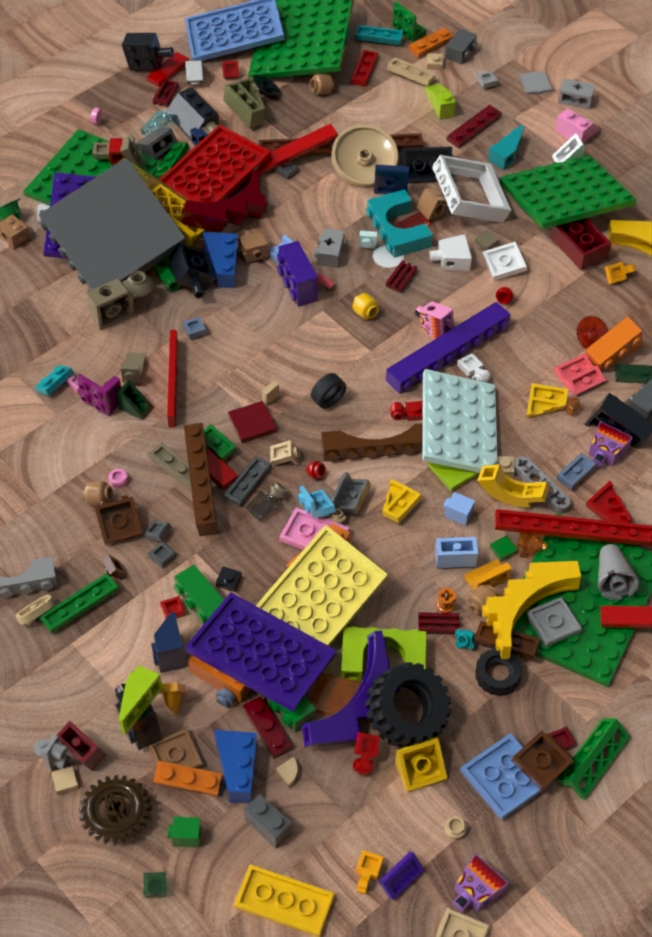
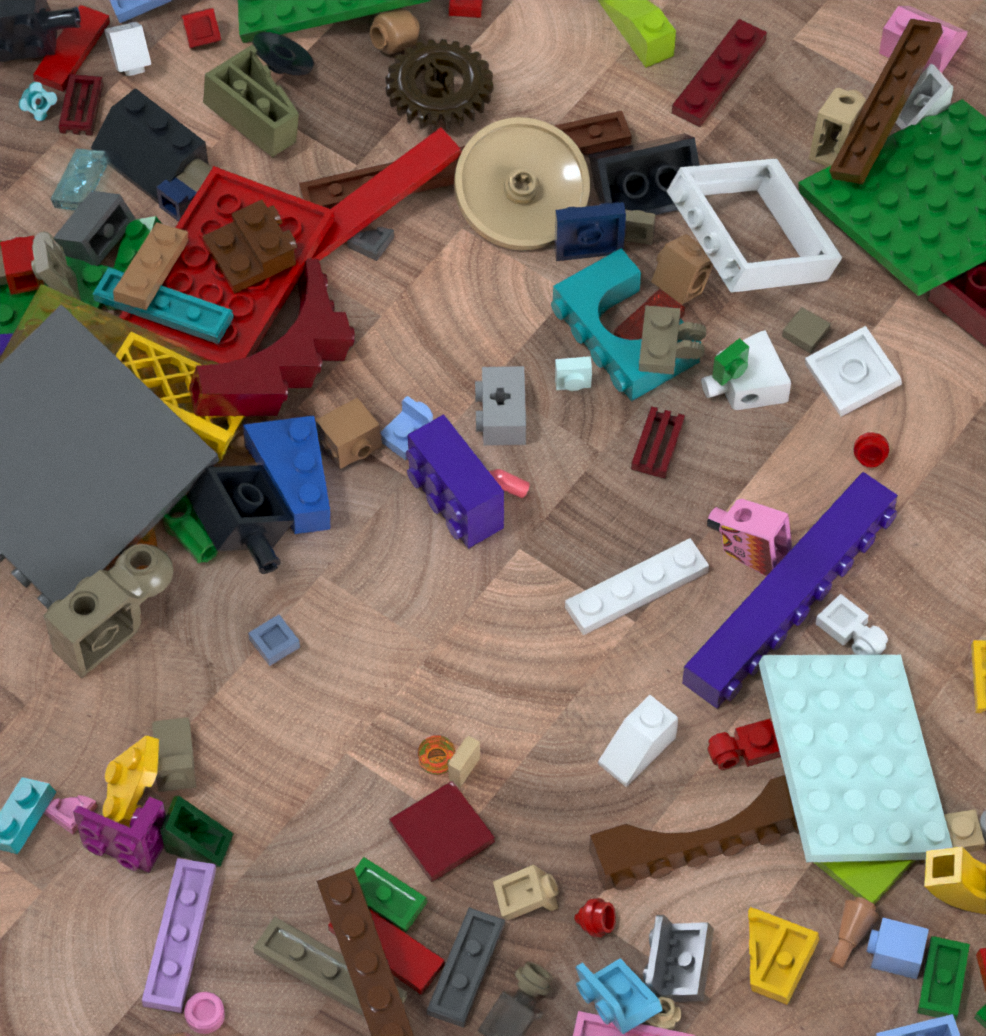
camera: 10 degrees left, 5 degrees up
(111, 368) = (128, 777): none -> yellow plate
(114, 443) = (179, 935): none -> lavender plate
(140, 87) = (28, 99): none -> teal plate
(172, 378) = (259, 765): red tile -> none
(177, 159) = (150, 266): none -> medium nougat plate
(179, 178) = (171, 309): none -> teal tile
(227, 159) = (251, 246): none -> reddish brown plate
(256, 389) = (435, 754): none -> clear orange tile
(328, 390) = (580, 737): black tyre -> none
(337, 114) = (440, 99): none -> dark brown gear
(357, 398) = (639, 740): none -> white slope
(365, 306) = (606, 527): yellow head -> none
(374, 335) = (636, 586): none -> white plate
(385, 258) = (615, 406): white sticker -> none
(415, 229) = (660, 339): none -> dark tan hinge
(416, 183) = (639, 227): none -> dark tan plate
(442, 492) = (856, 922): none -> nougat cone
(443, 243) = (731, 362): none -> green plate
(478, 524) = (943, 977): none -> green plate
(505, 151) = (794, 123): teal slope -> none
(526, 151) = (835, 115): none -> tan torso
(549, 145) = (886, 101): none -> reddish brown plate

